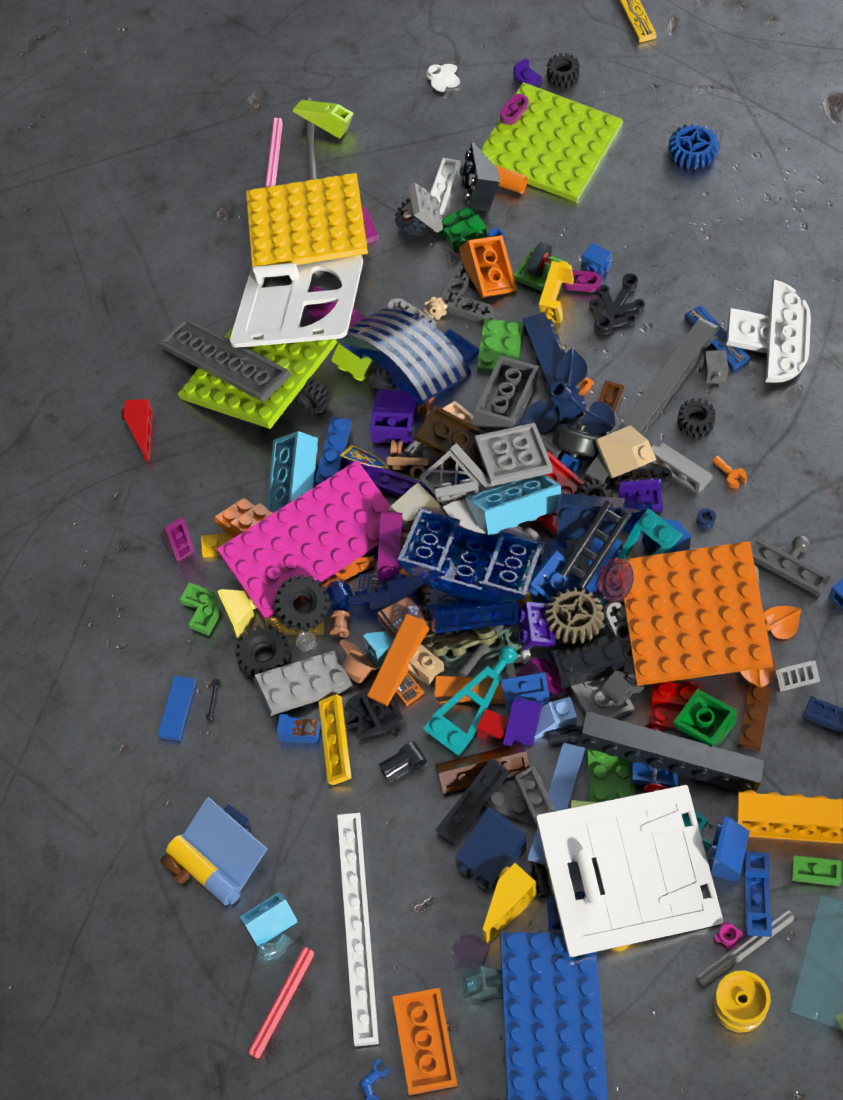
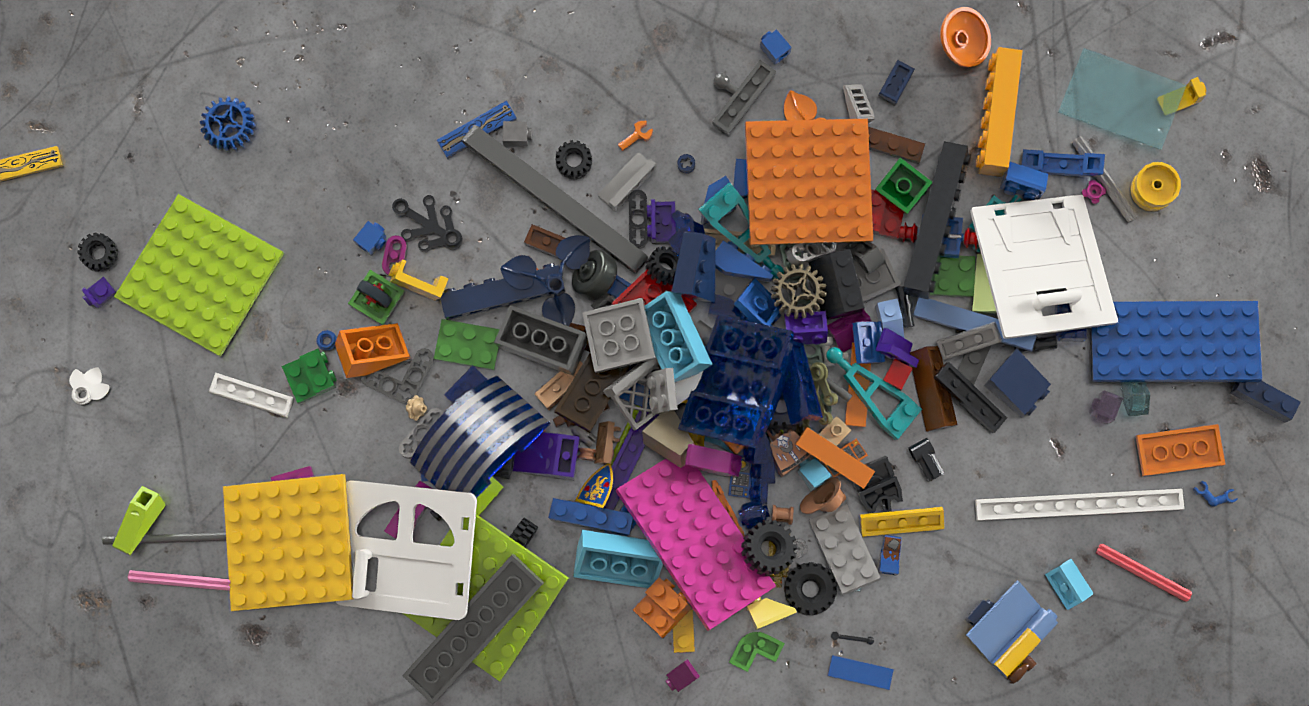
camera: 95 degrees left, 20 degrees up
(275, 950) = (1098, 577): clear light blue arm -> none
(419, 211) = (293, 418): light grey plate -> none
(479, 179) = (254, 352): black slope -> none
(512, 180) = (249, 323): orange pin -> none
(512, 895) = (1066, 371): yellow slope -> none
(514, 109) = (161, 308): magenta plate -> none
(608, 540) = (723, 262): black bar -> none
(616, 580) = (770, 248): clear pink tile -> none
(624, 451) = (619, 228): tan slope -> none
(780, 335) = (483, 69): white plate -> none
(816, 870) = (1040, 112): bright green plate -> none

